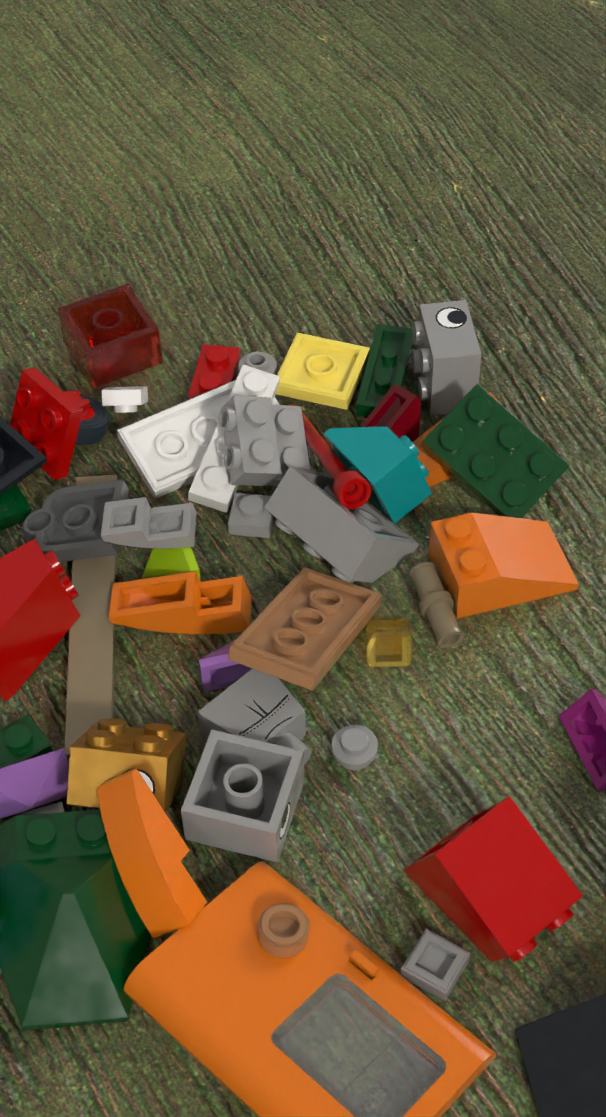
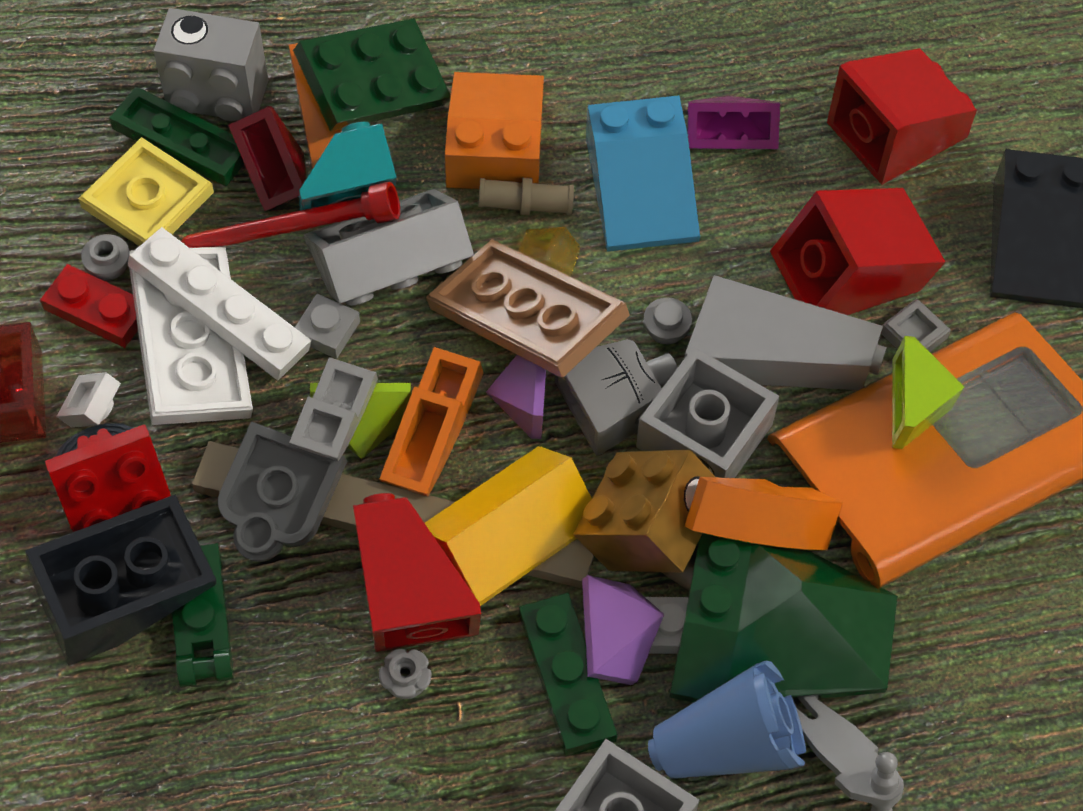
camera: 75 degrees left, 10 degrees up
(94, 677) = (512, 521): none -> yellow slope
(262, 440) = (256, 273): light grey plate -> none
(283, 930) = (866, 429): medium nougat tile -> none
(327, 957) = (920, 391): none -> lime slope
(361, 831) = (785, 339): none -> light grey slope
(503, 681) = (642, 173): none -> dark azure slope

